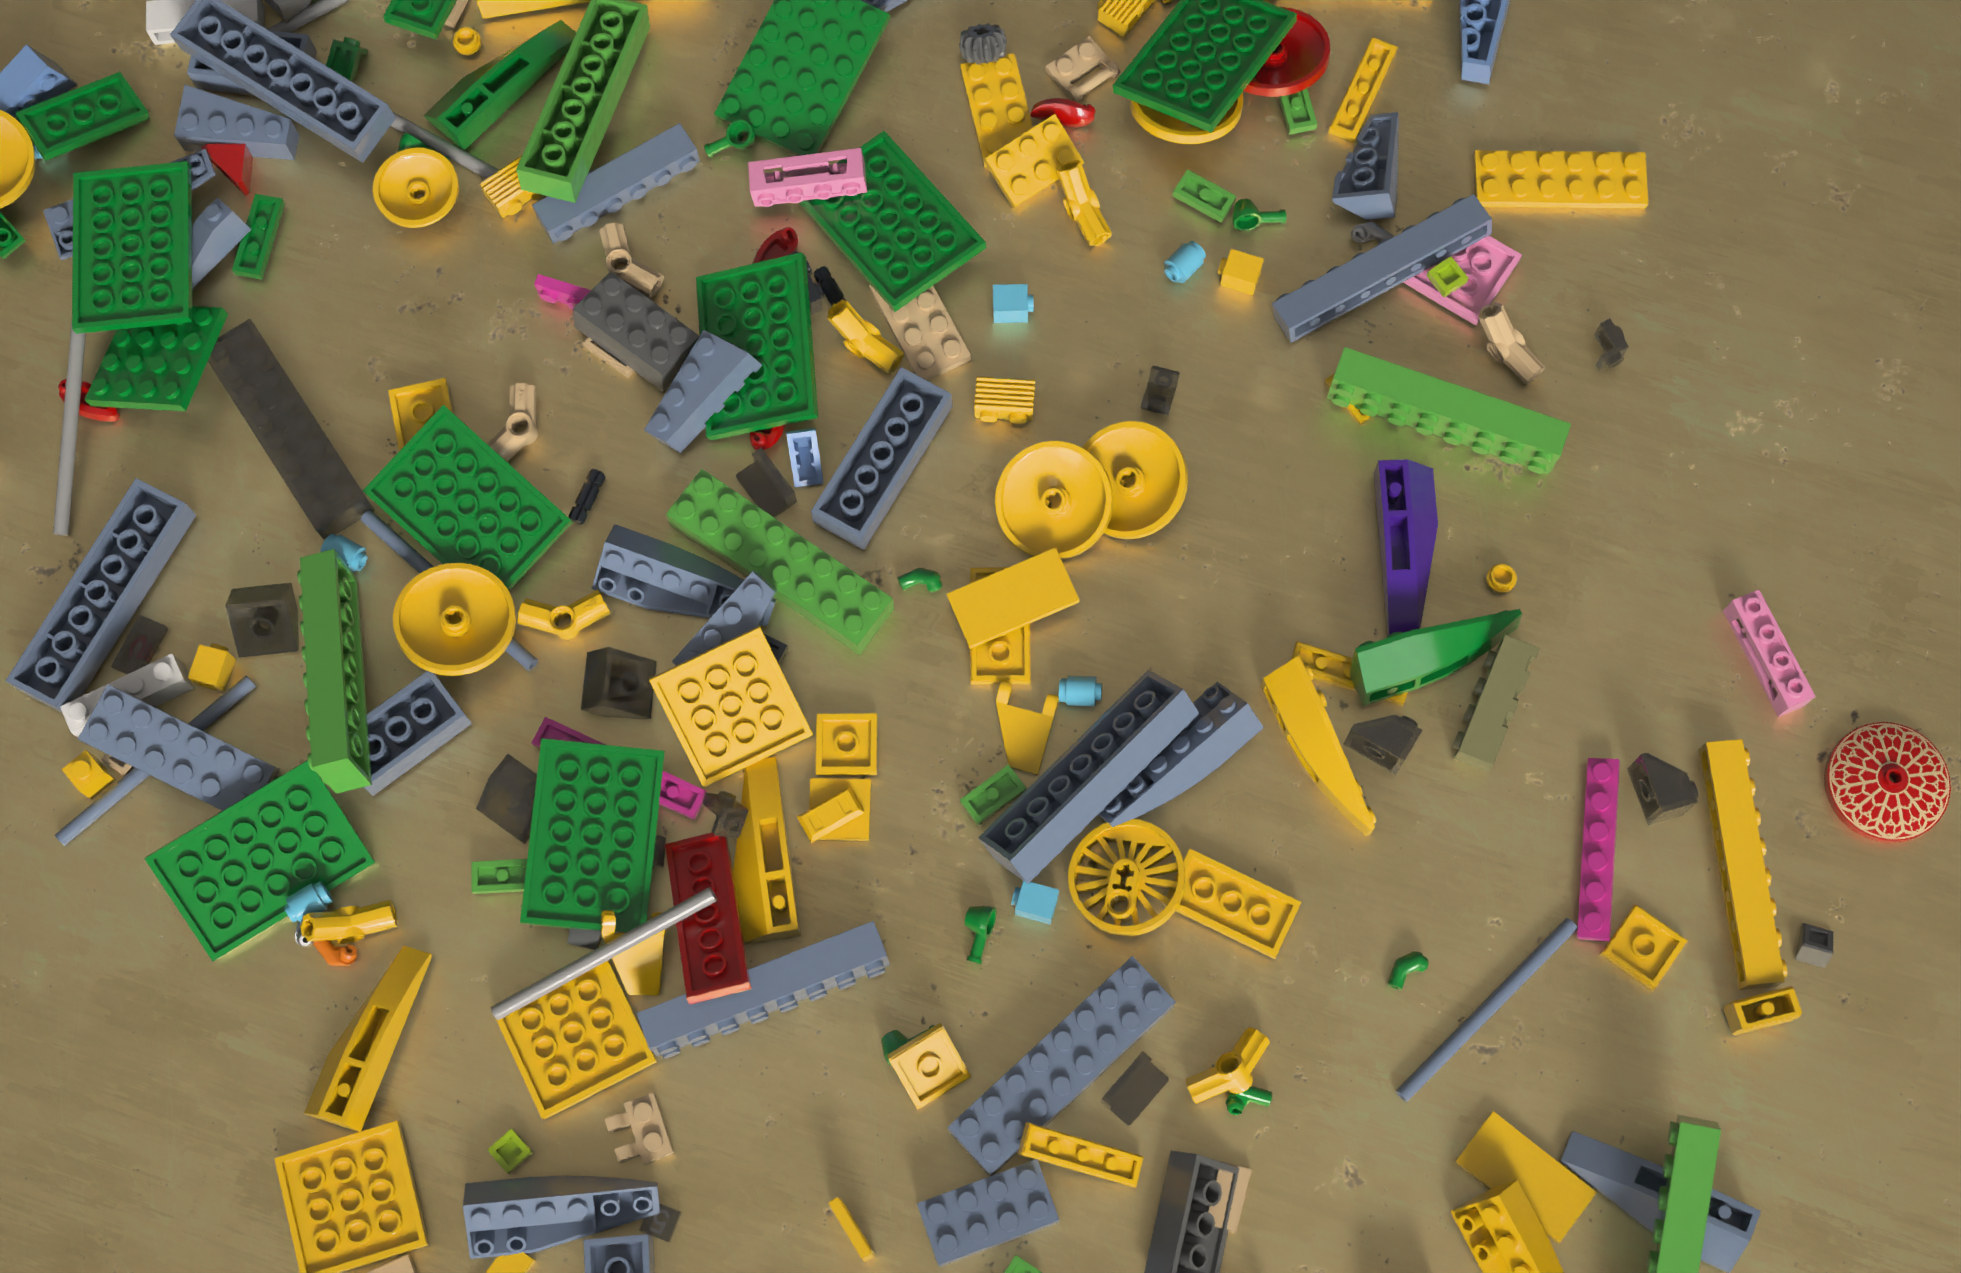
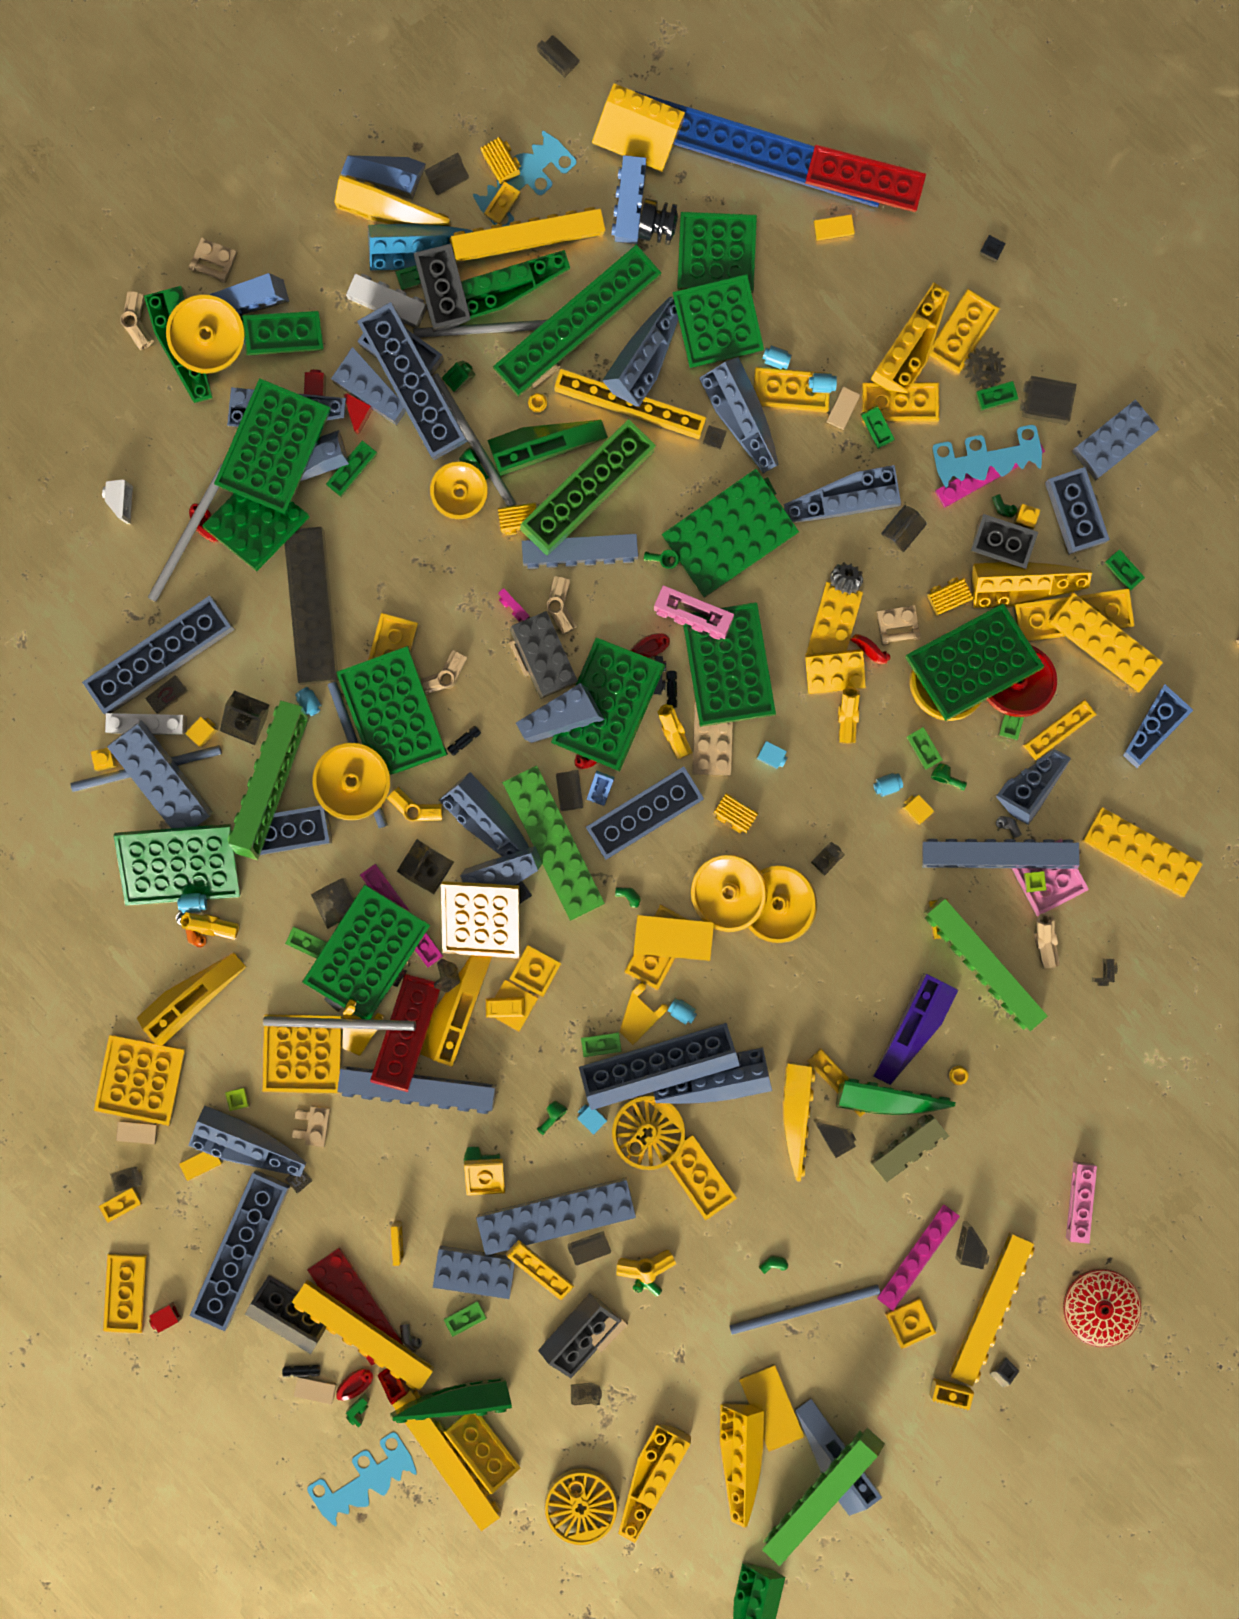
camera: 30 degrees right, 15 degrees up
(155, 151) = (315, 383): none -> red brick

